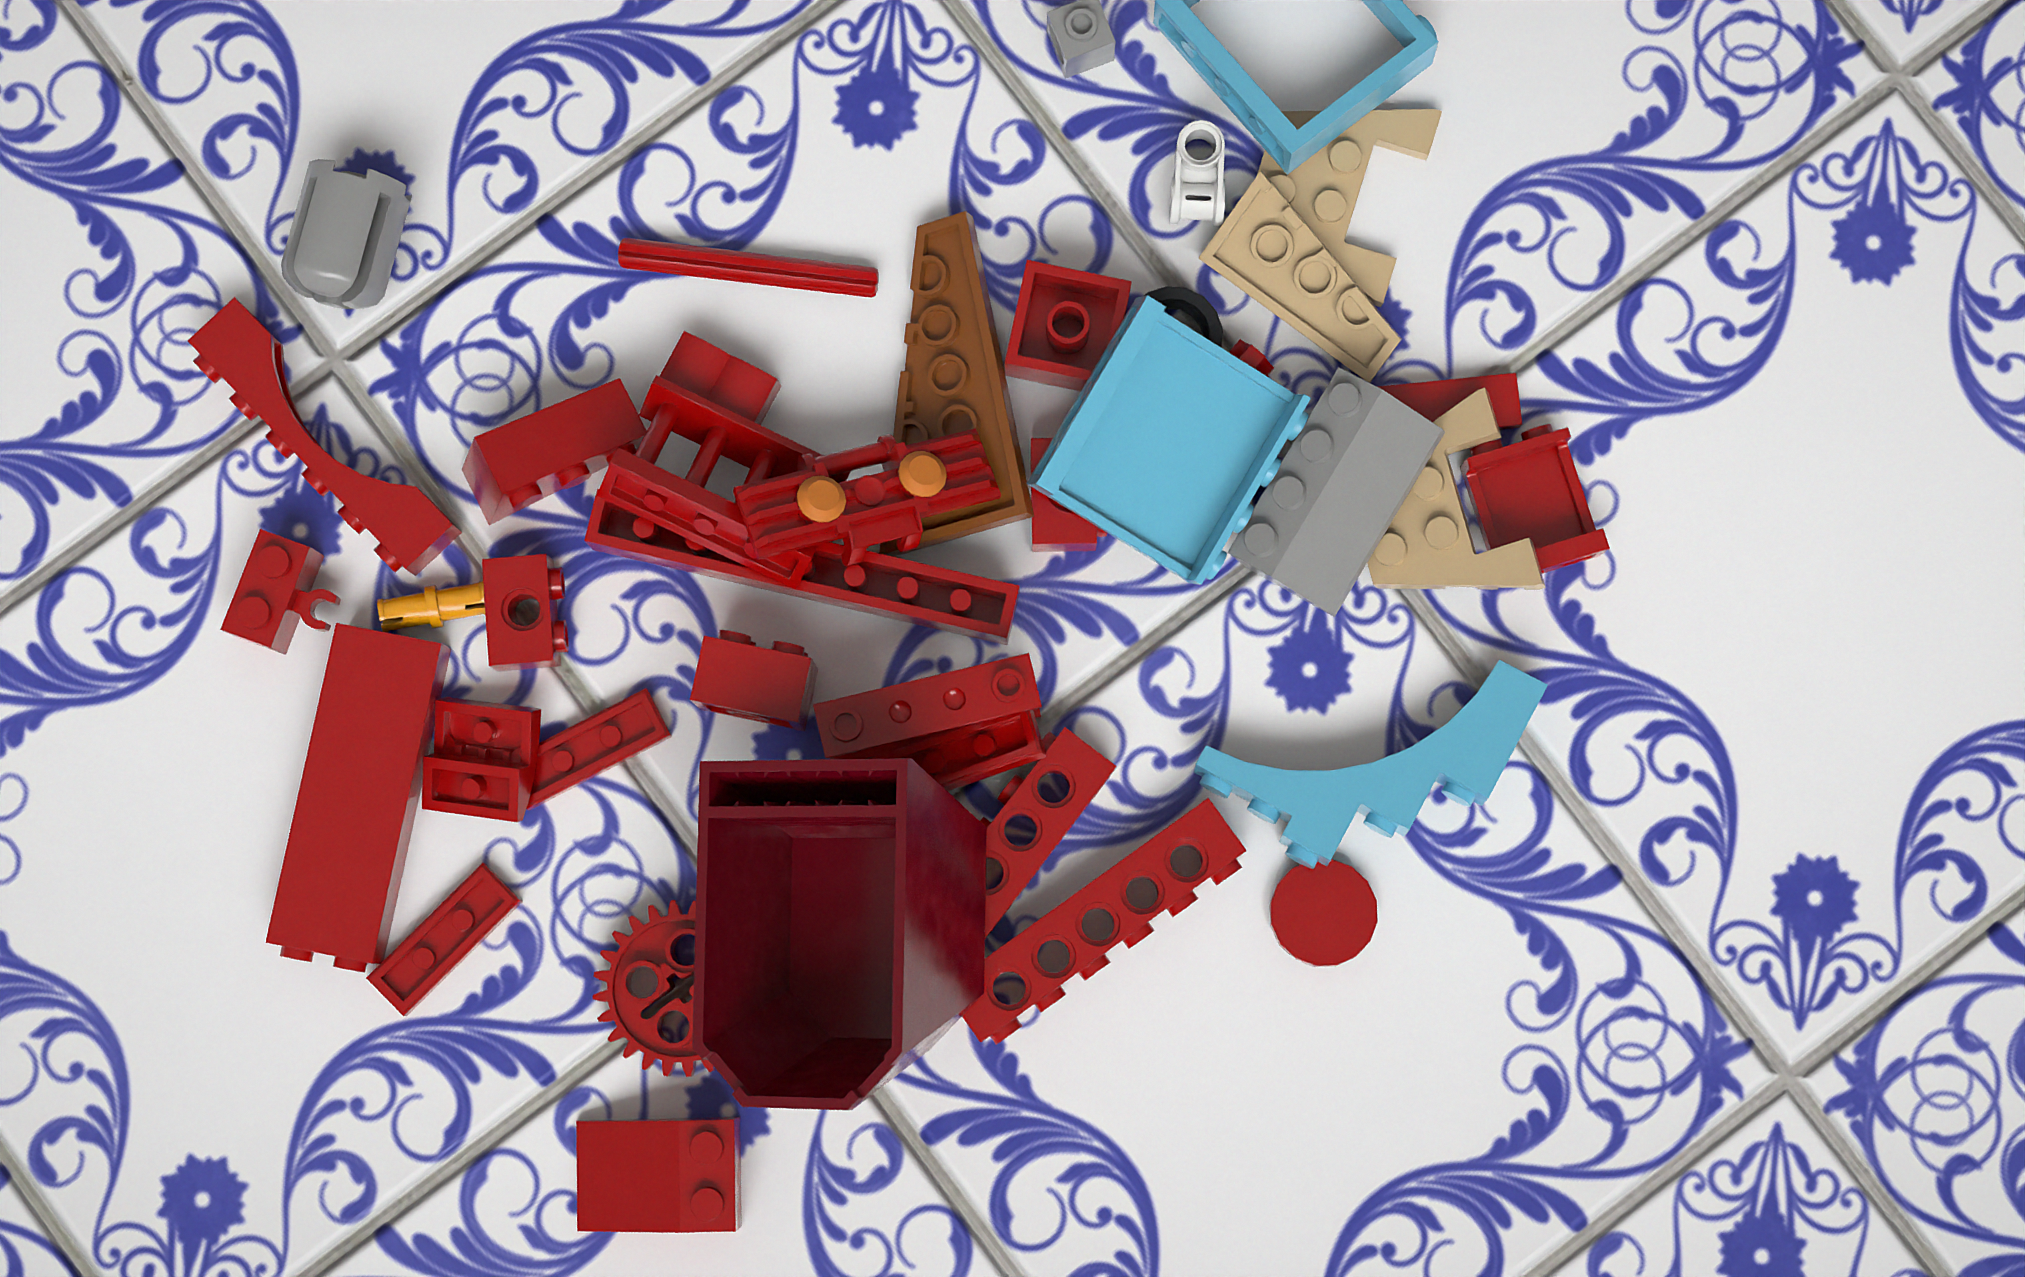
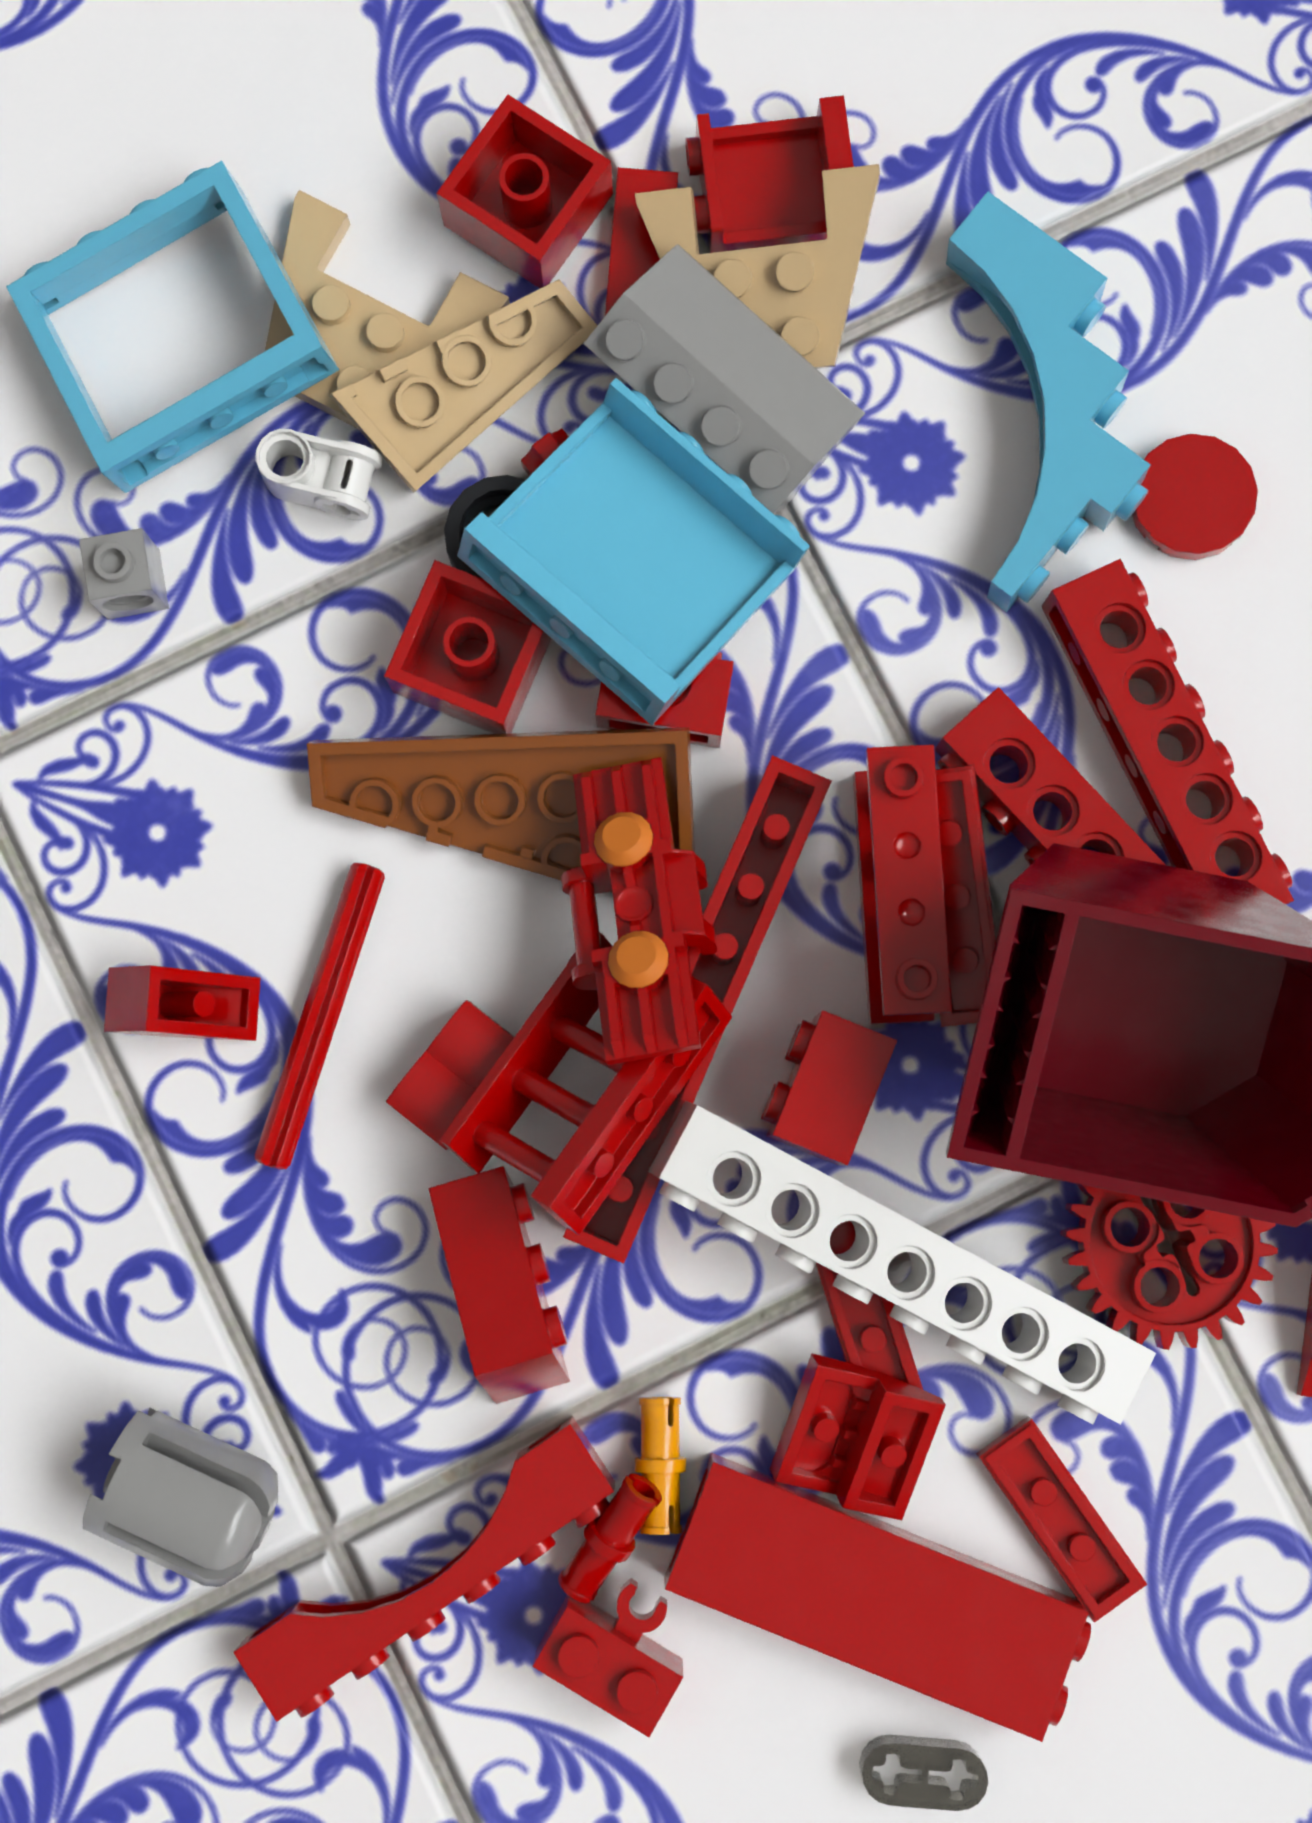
camera: 80 degrees left, 0 degrees up
(214, 862) = (923, 1789): none -> clear smoke beam
(369, 575) = (609, 1538): none -> red pin
(506, 585) = (721, 1379): red brick -> none
(551, 944) = (1107, 1362): none -> white brick
(736, 155) = (181, 1003): none -> red slope
(1471, 298) = (525, 192): none -> red brick

